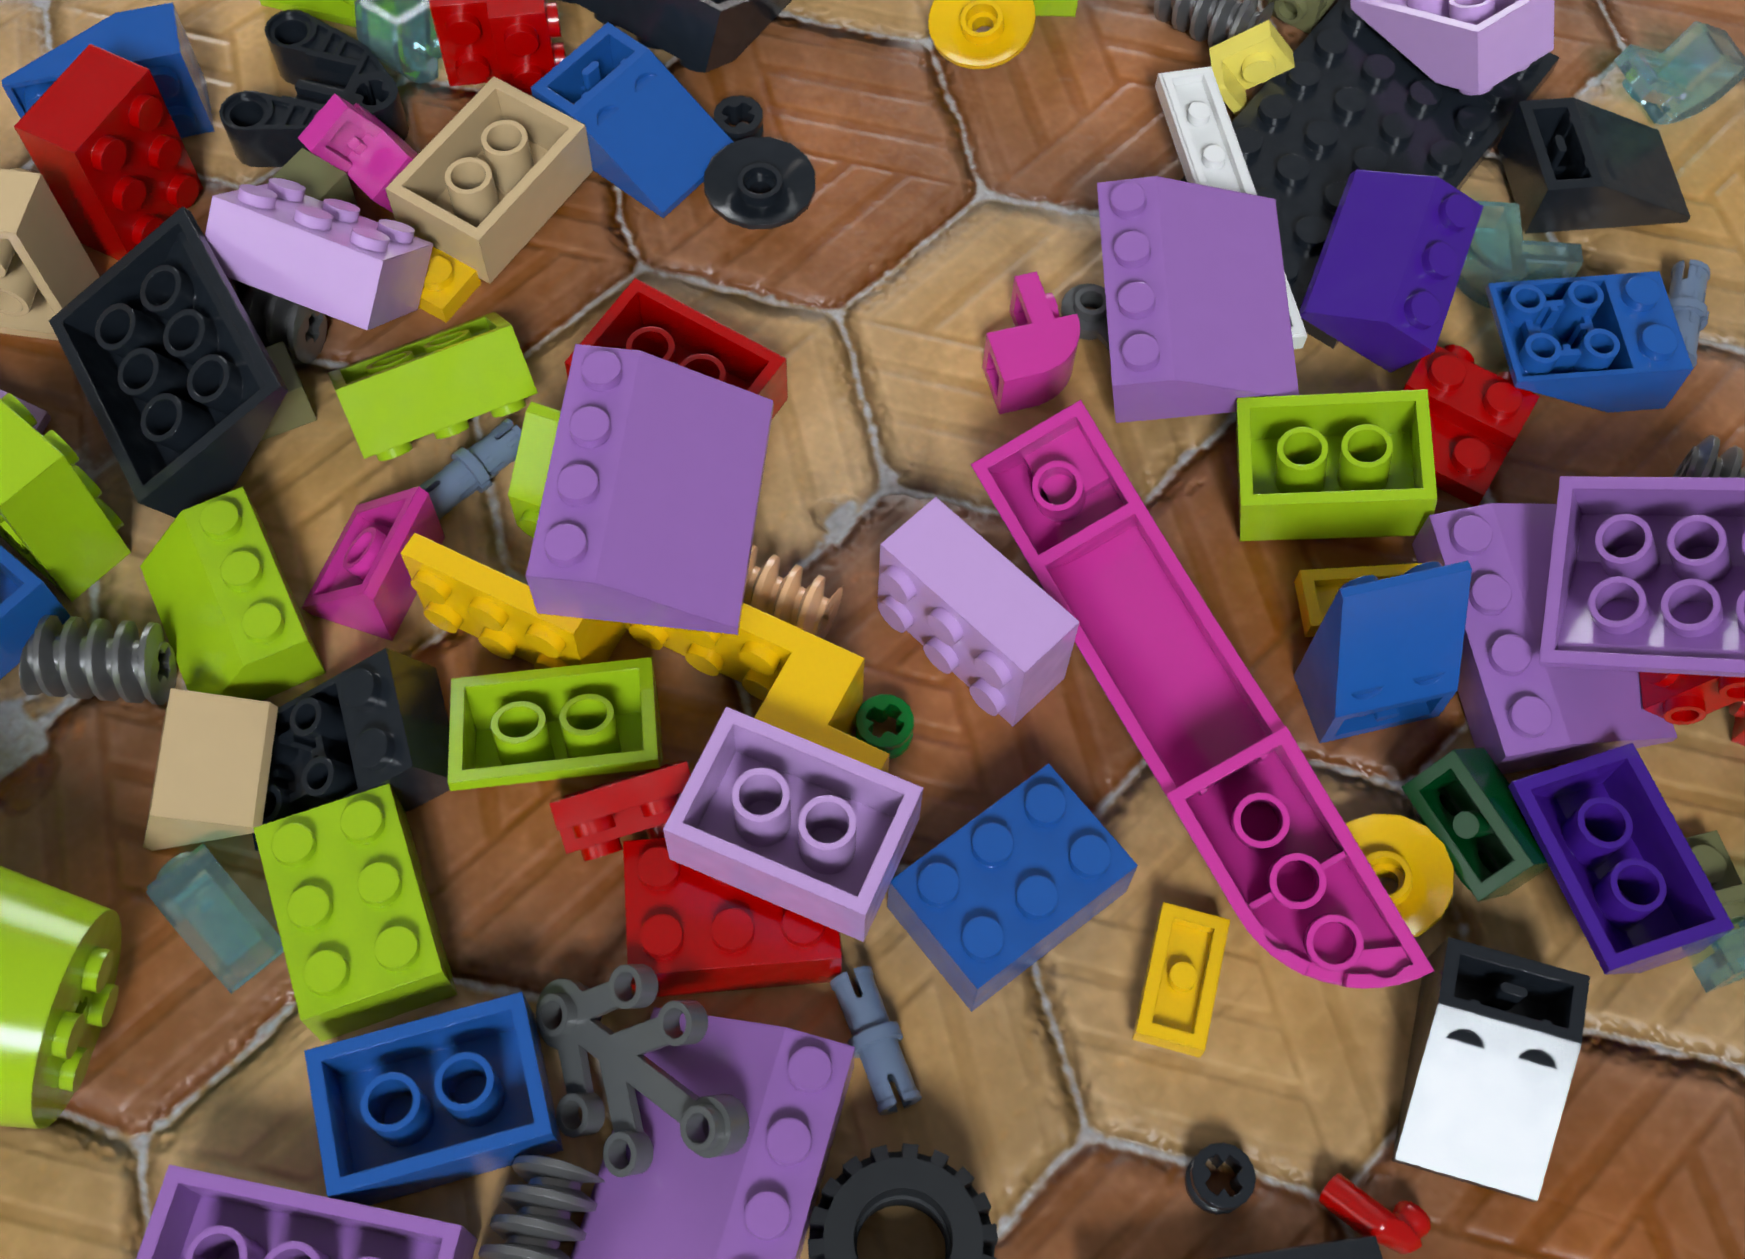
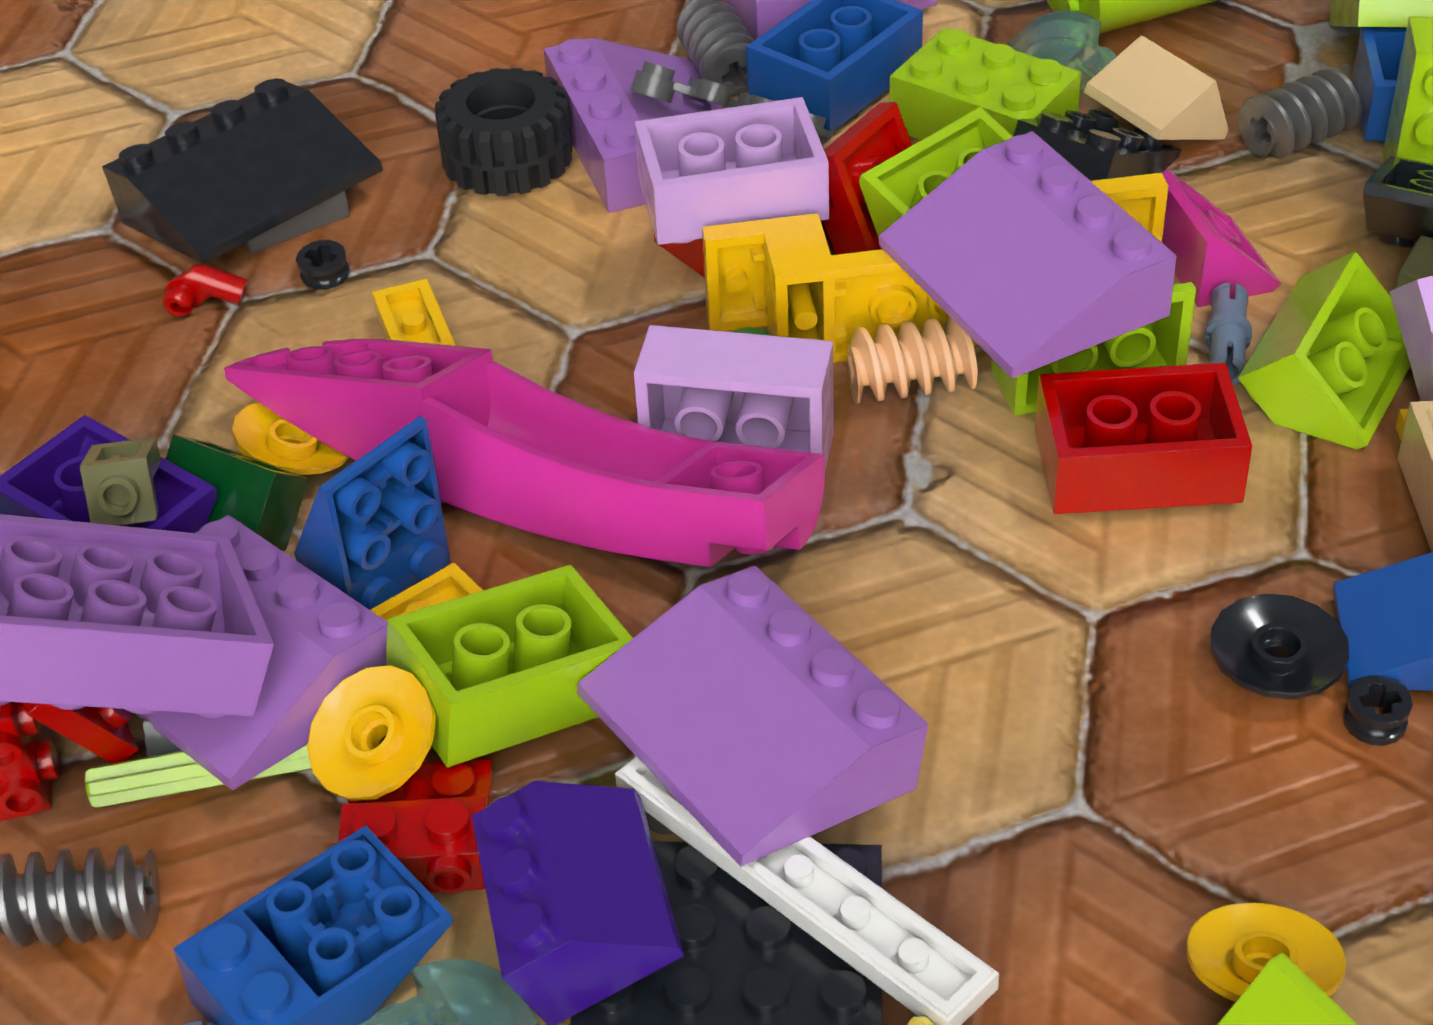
camera: 150 degrees right, 20 degrees down
(229, 603) = (1271, 184): lime slope -> none
(875, 1040) = (601, 213): sand blue pin -> none
(1010, 886) = (573, 302): blue brick -> none
(1037, 355) = (883, 633): dark pink brick -> none
(1475, 459) = (354, 721): none -> yellow dish
(1489, 1067) = (162, 384): slope -> none
(1611, 813) = (120, 481): none -> olive bracket

